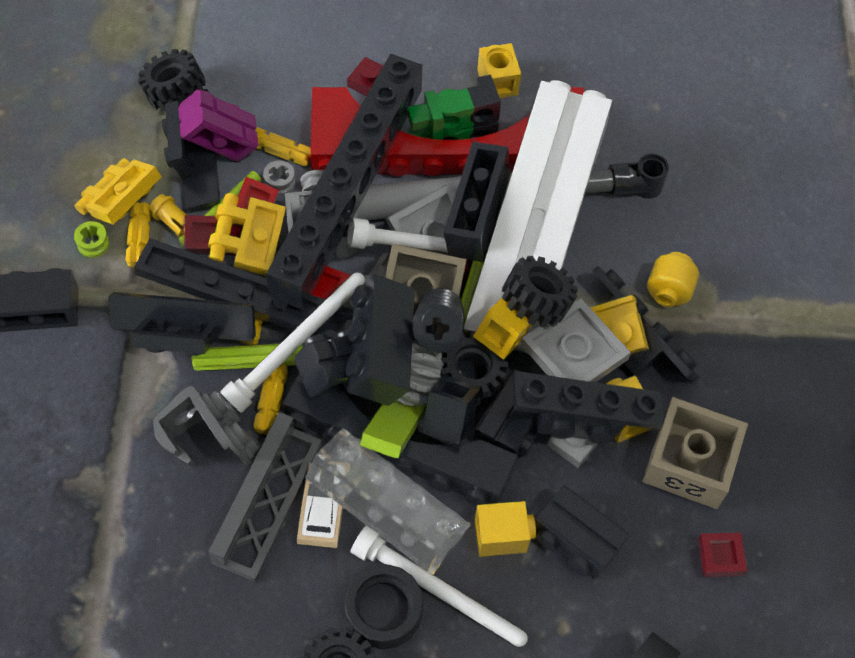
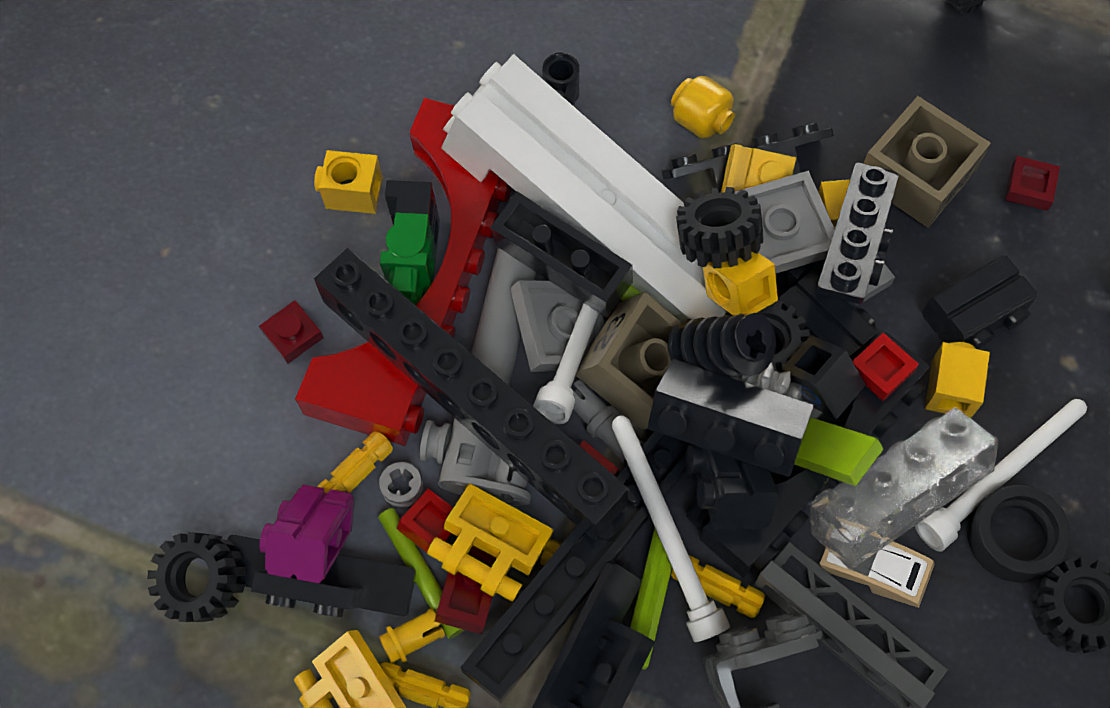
camera: 65 degrees left, 5 degrees up
(478, 452) = (884, 366): none -> red plate

